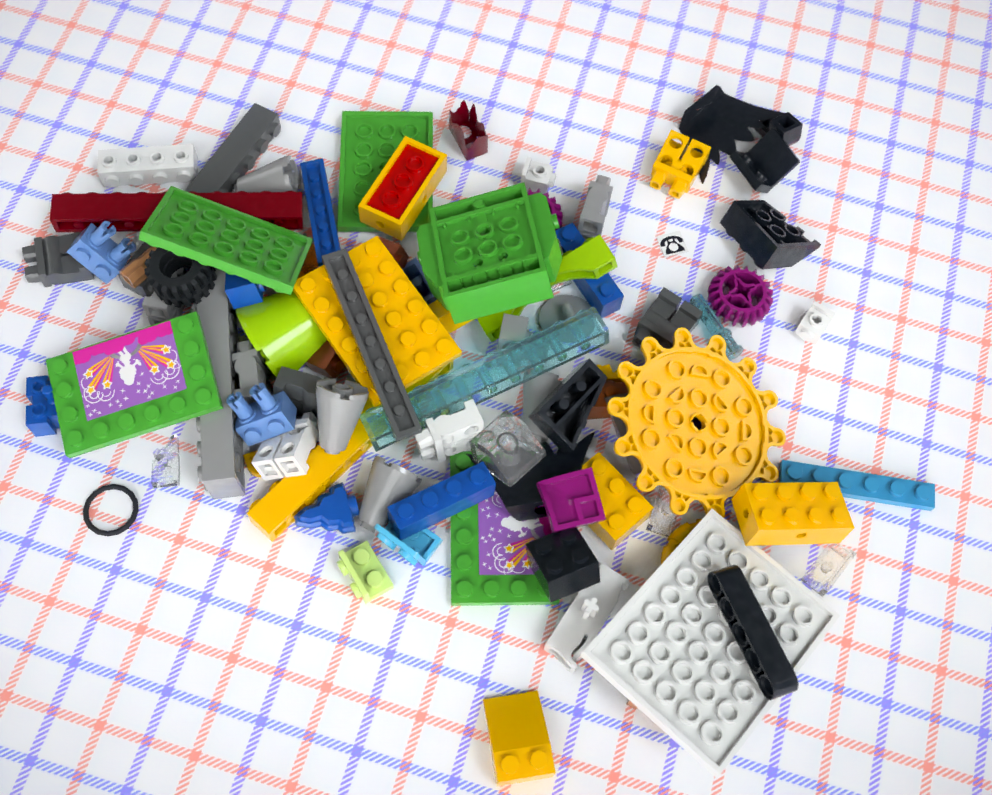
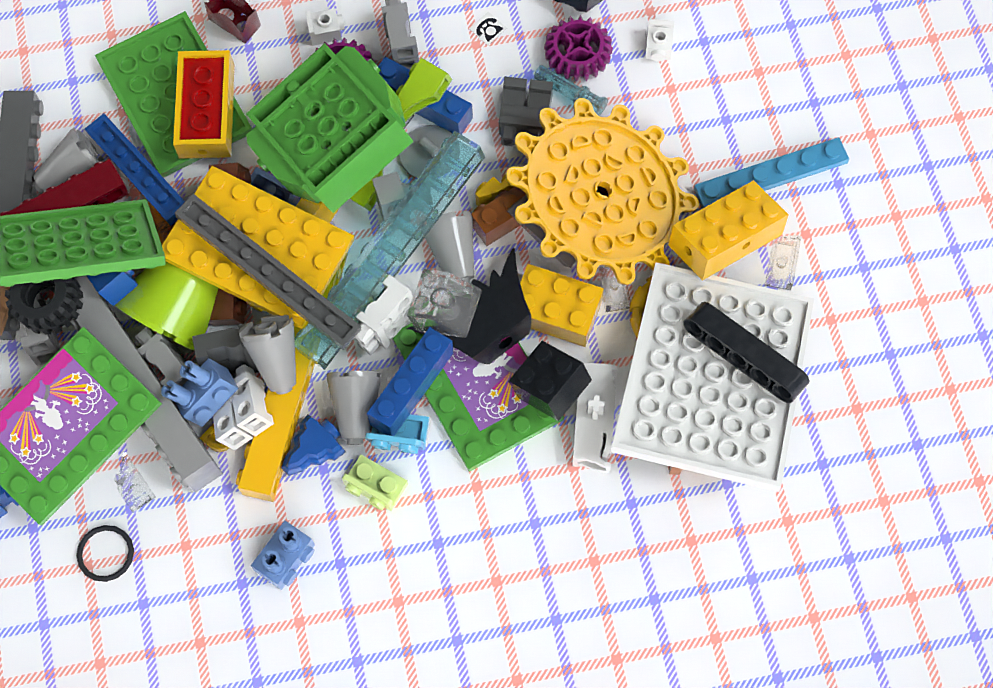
camera: 20 degrees left, 5 degrees up
(251, 592) = (283, 555): none -> medium blue brick
(518, 738) = (592, 553): yellow slope -> none
(567, 407) = (479, 234): black wedge -> none
(571, 500) = (528, 320): magenta plate -> none

